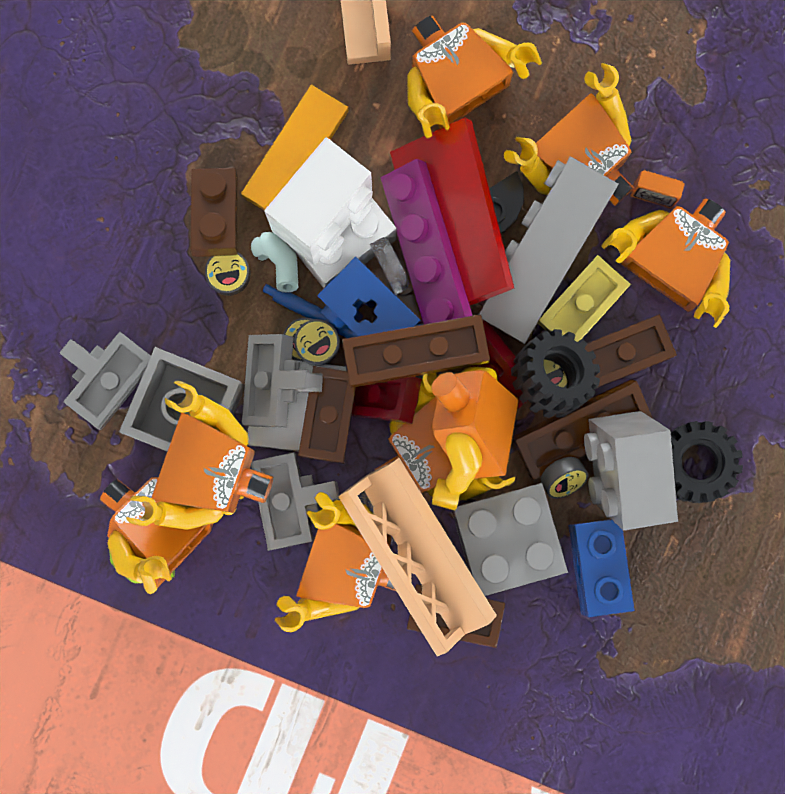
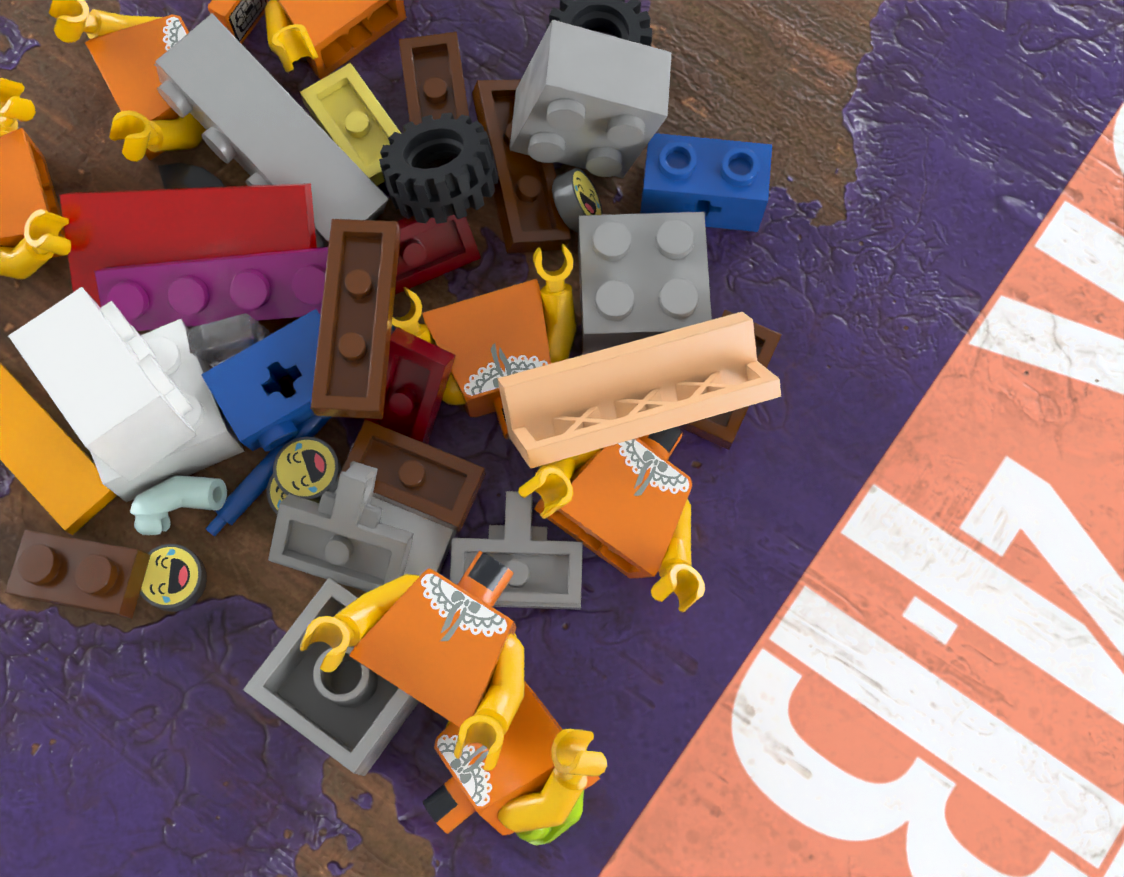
camera: 75 degrees left, 10 degrees down
(104, 377) = (267, 790): light grey hinge -> none
(473, 428) = (488, 271): orange torso -> none

